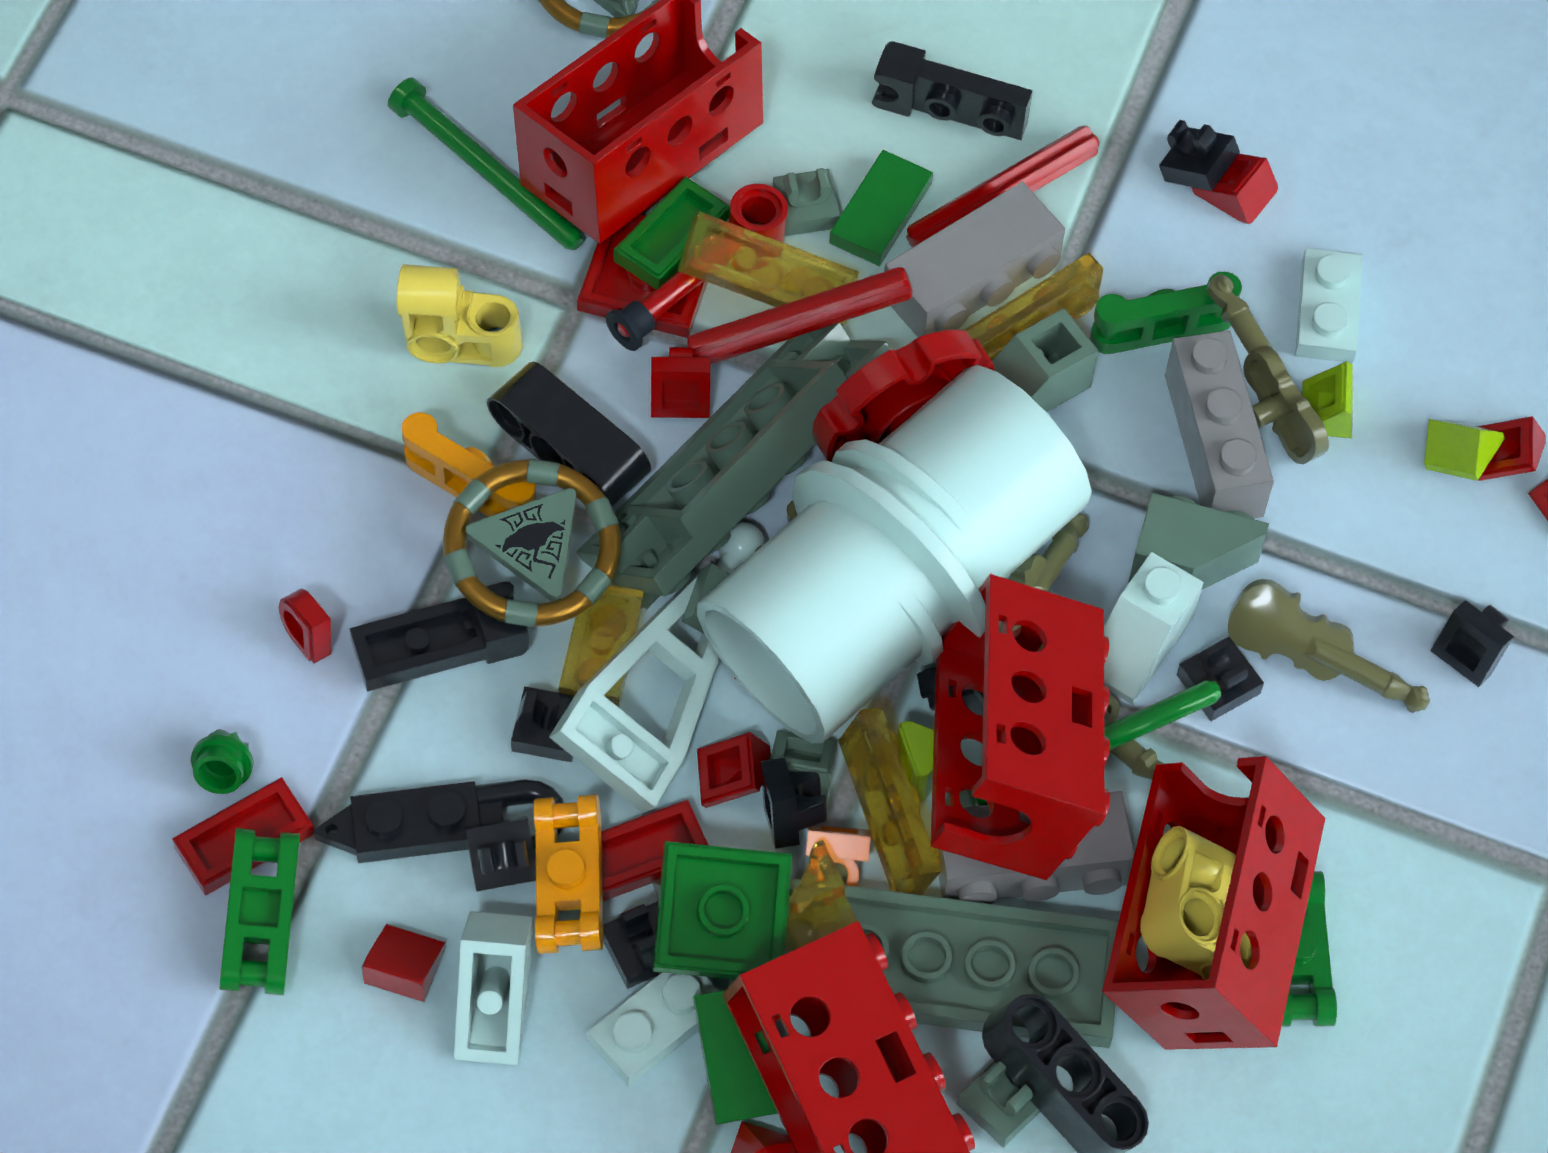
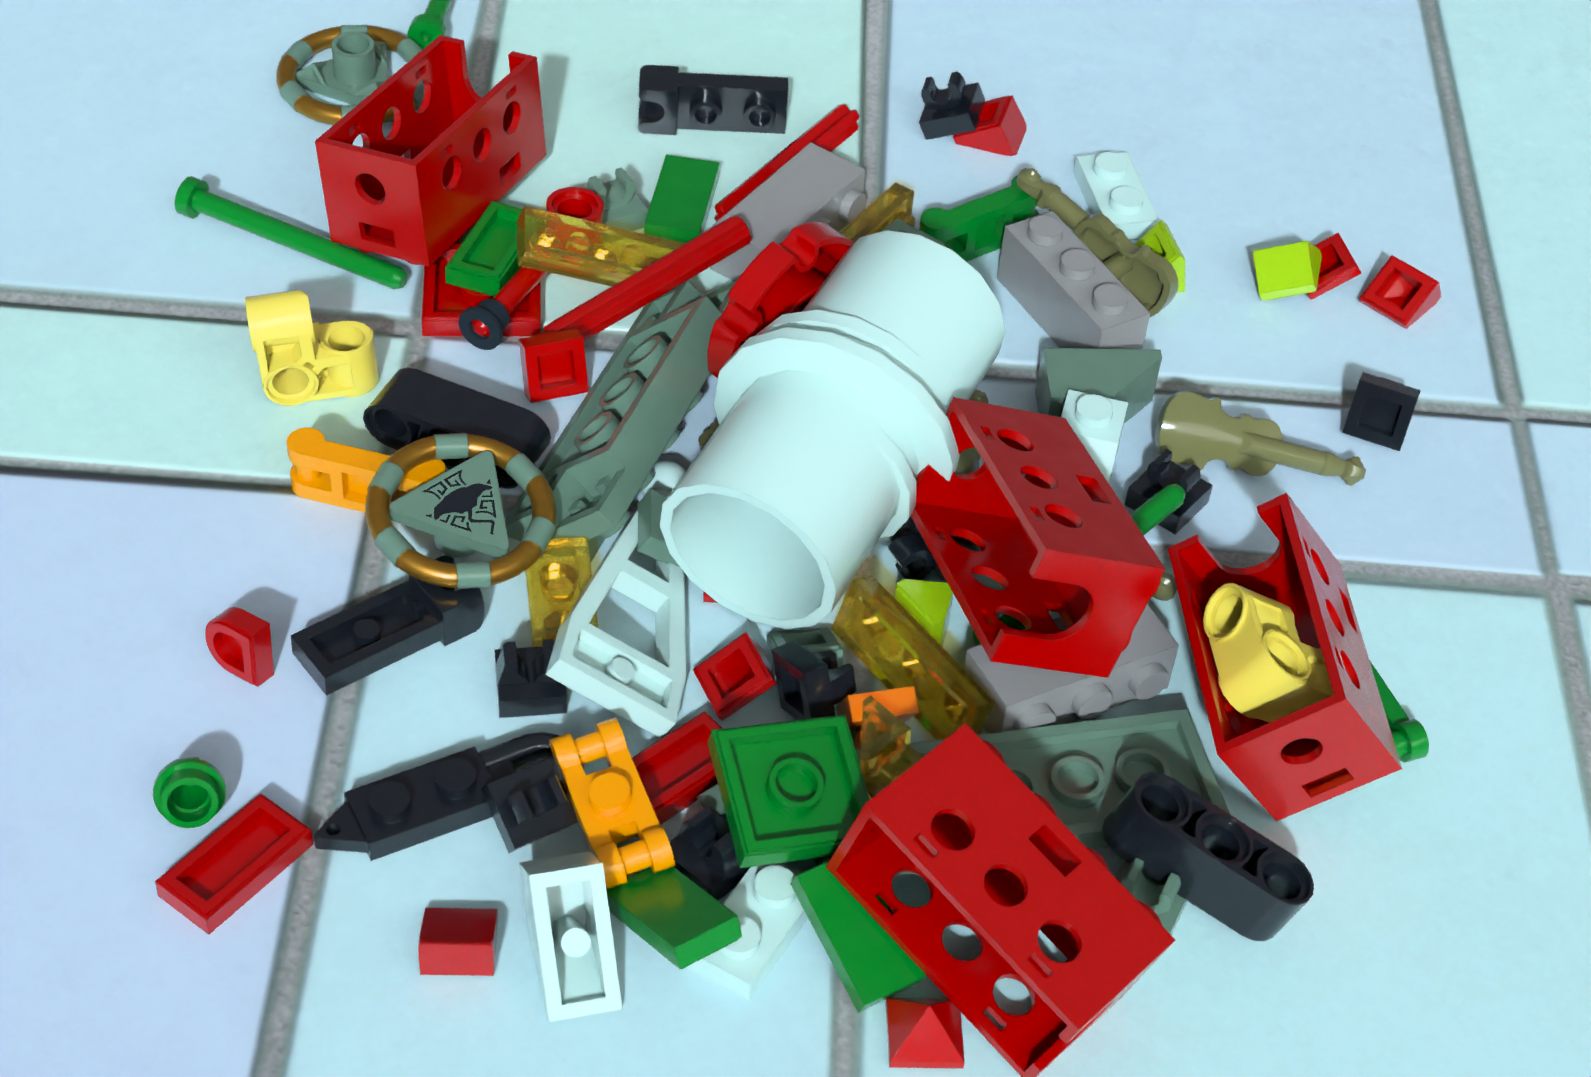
camera: 20 degrees left, 15 degrees down
(259, 911) = (282, 925): green plate -> none
(583, 998) = (674, 915): none -> green tile

